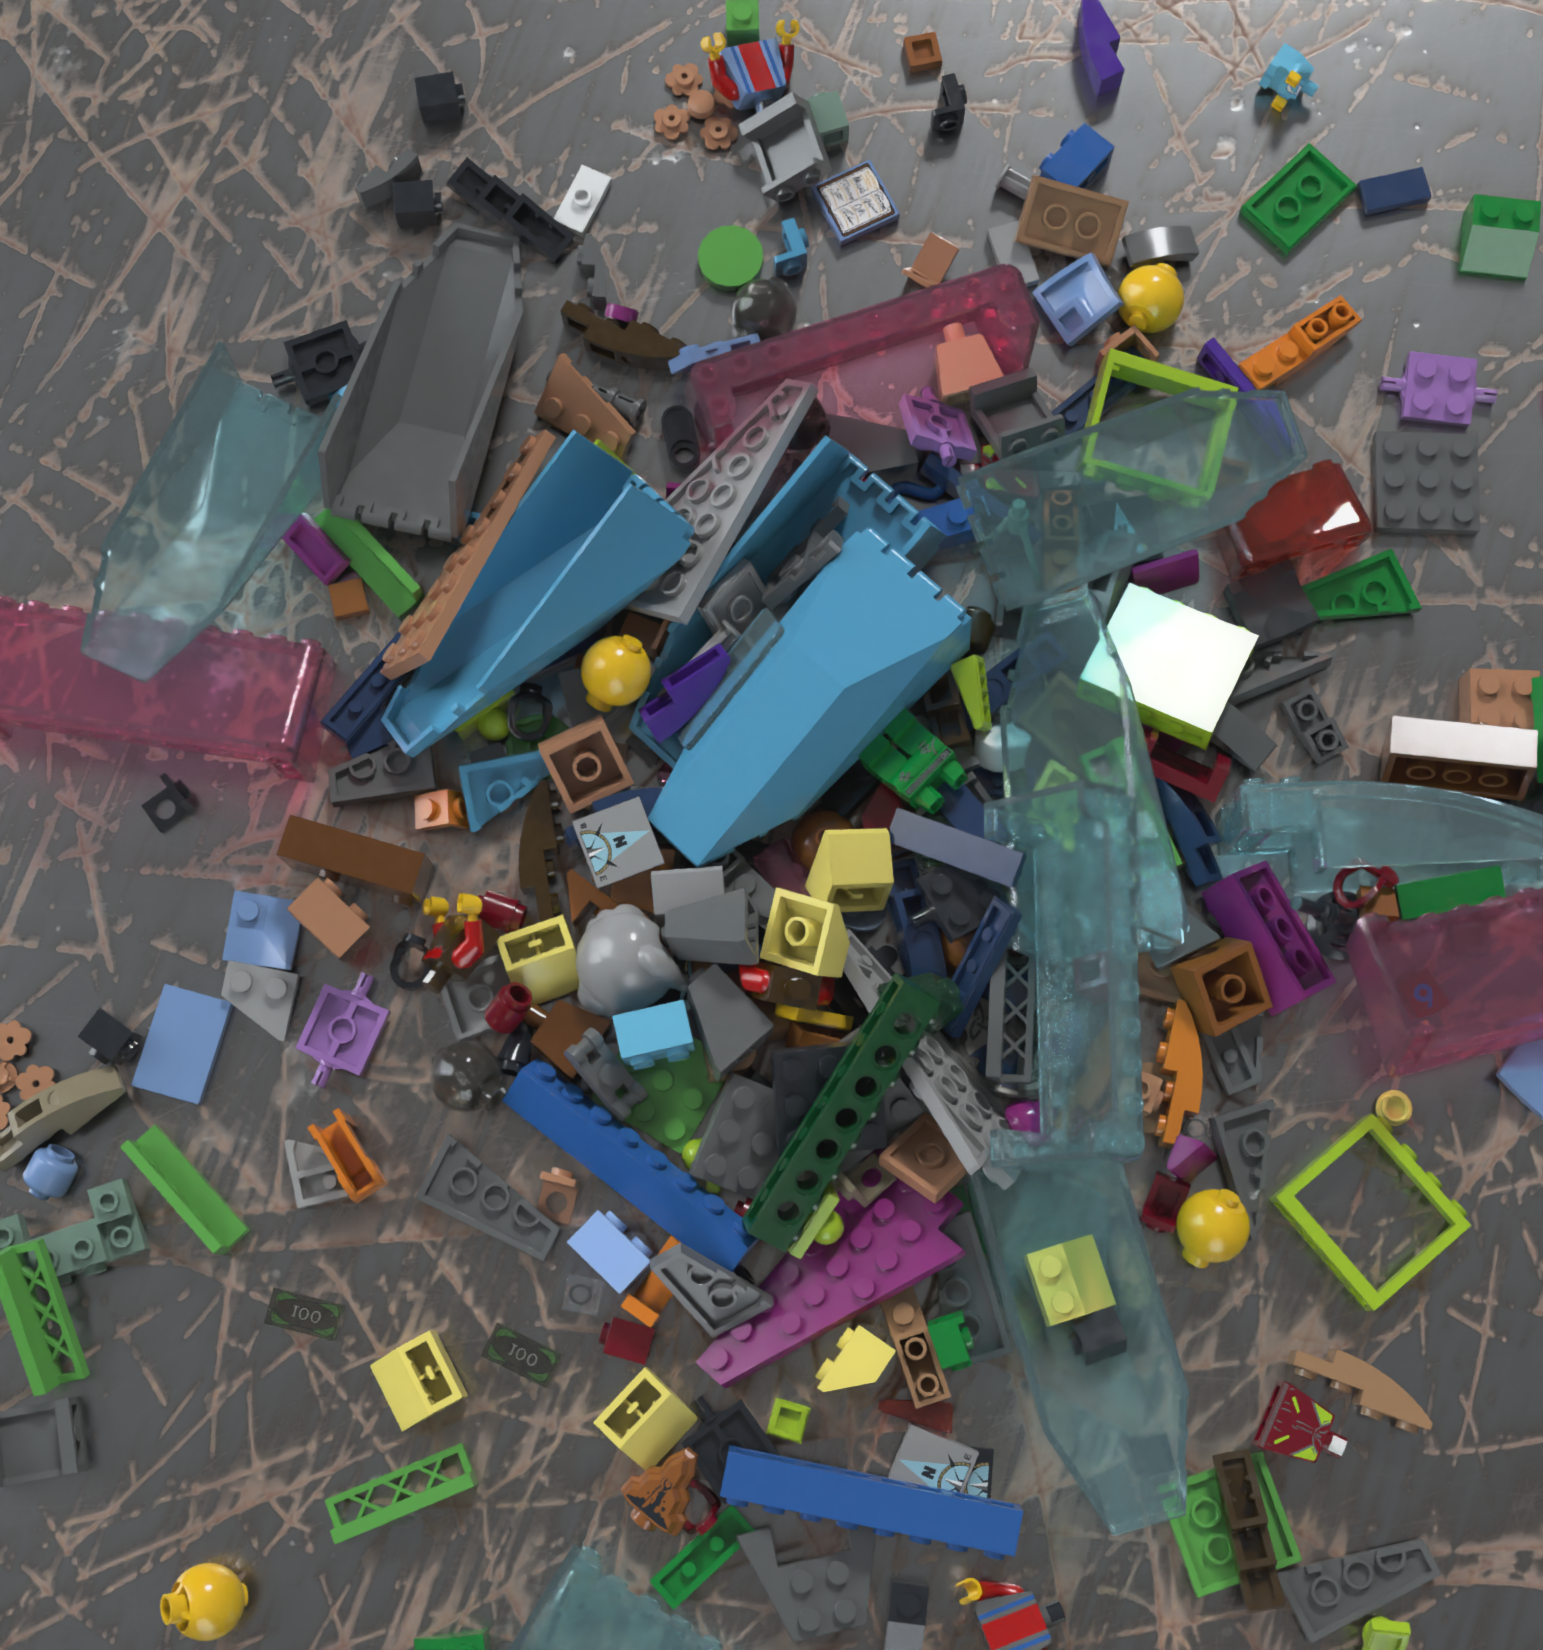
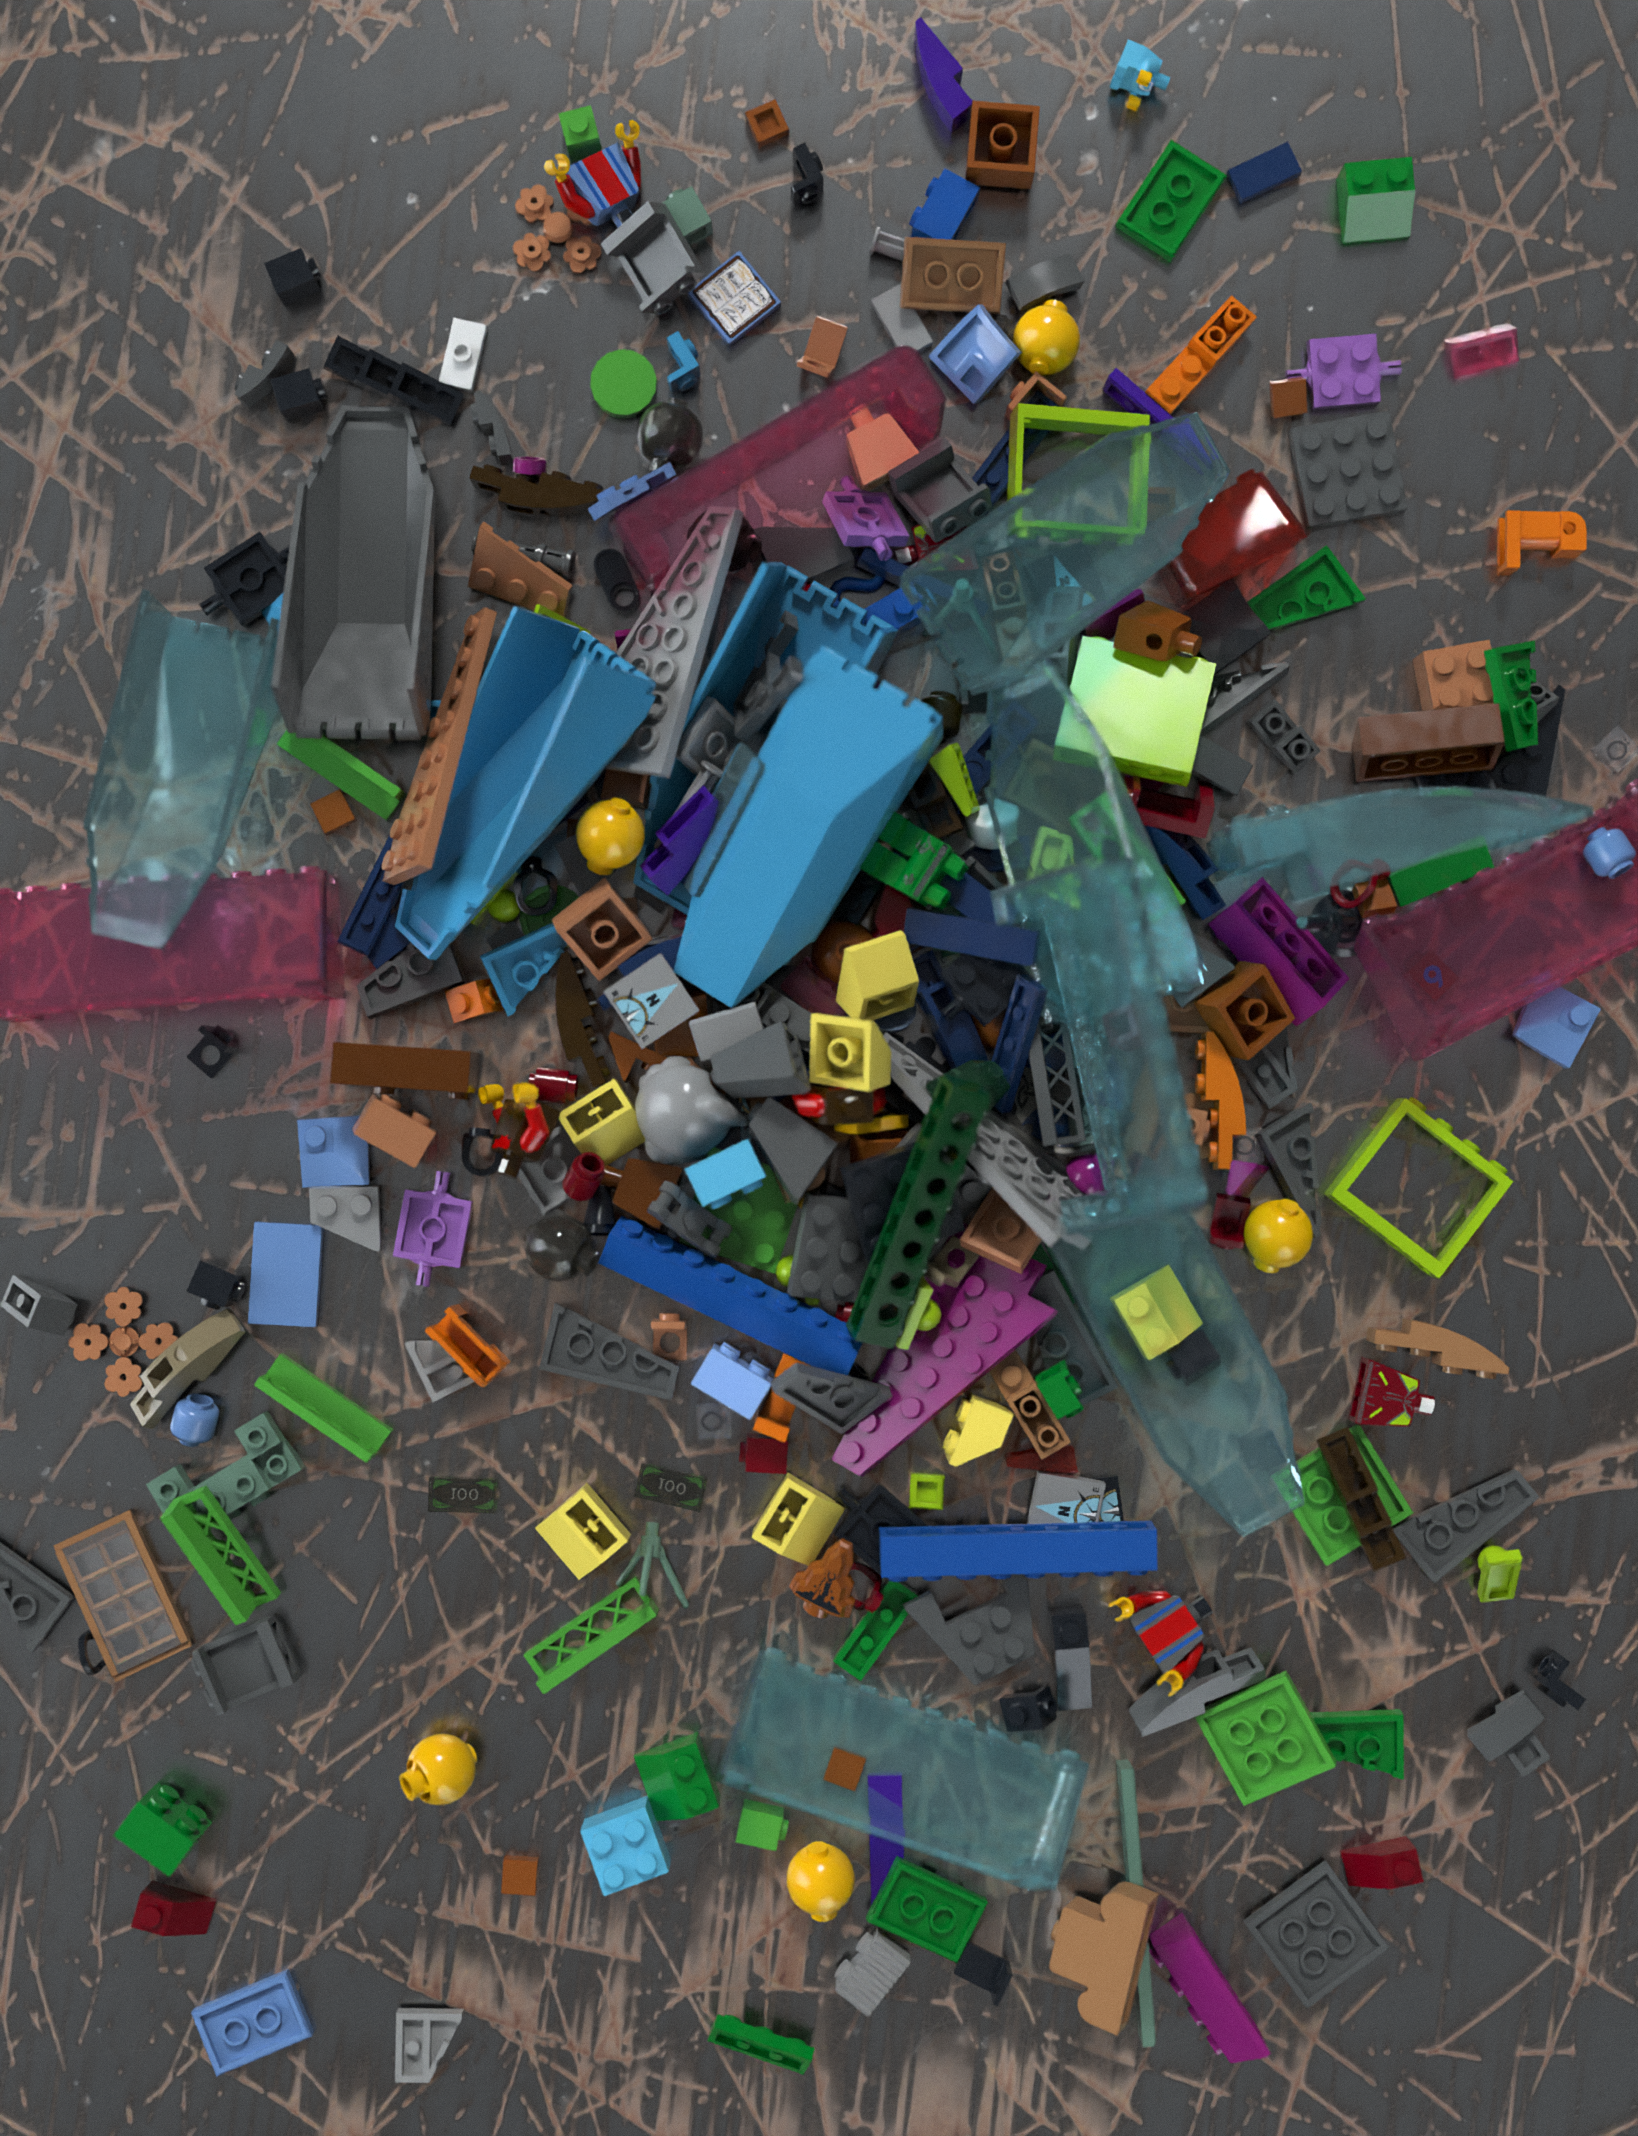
camera: 15 degrees left, 10 degrees up
(316, 549) = (290, 770): magenta tile -> none
(486, 1416) = (651, 1548): none -> sand green plant
(1144, 113) = (1002, 144): none -> dark orange brick
(1203, 593) = (1156, 632): none -> dark orange torso
(1379, 401) = (1288, 397): none -> dark orange tile
(1394, 1107) = (1423, 1085): light yellow plate -> none

